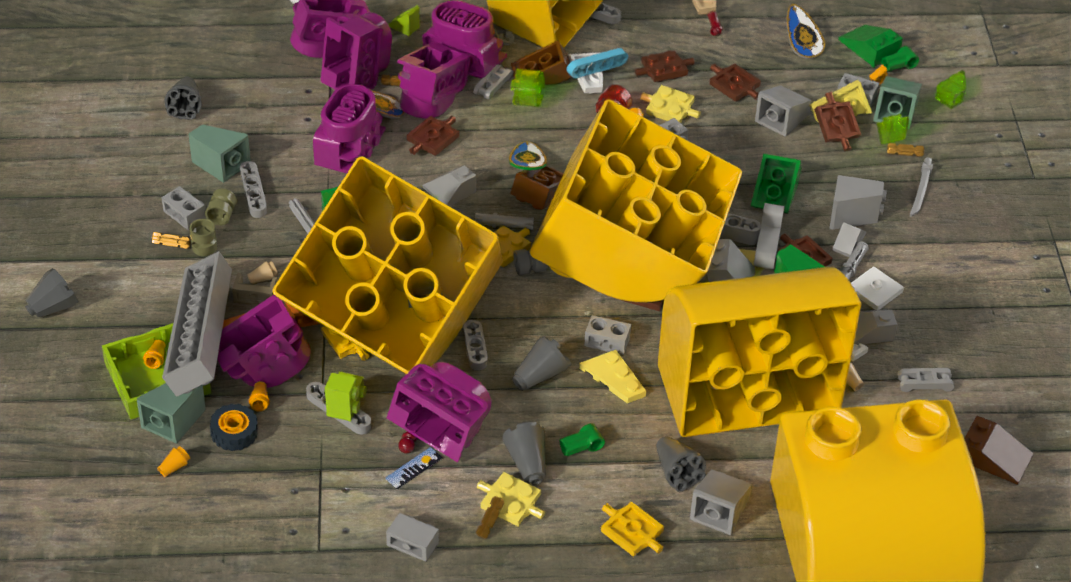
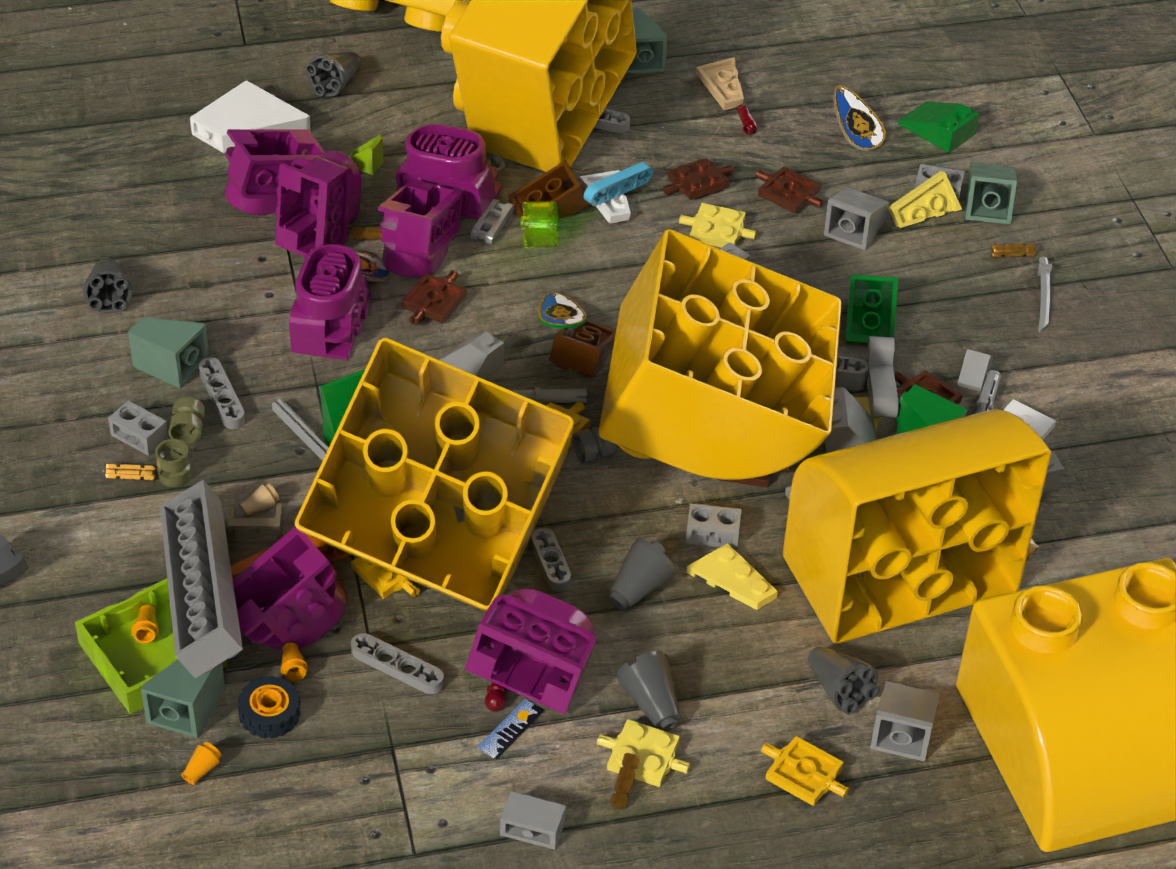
camera: 10 degrees left, 0 degrees up
(344, 395) = (404, 647): lime brick -> none
(587, 438) = (720, 661): green piece -> none
(617, 94) = (648, 230): clear red piece -> none
(837, 121) = (926, 224): copper plate -> none
(857, 201) = (975, 321): light grey slope -> none
(879, 75) = (961, 161): light orange tile -> none
(893, 128) = (995, 226): clear neon green slope -> none
(903, 58) = (982, 138): green piece -> none
(925, 379) = (1110, 532): light grey plate -> none
(952, 90) = (1051, 171): clear neon green slope -> none

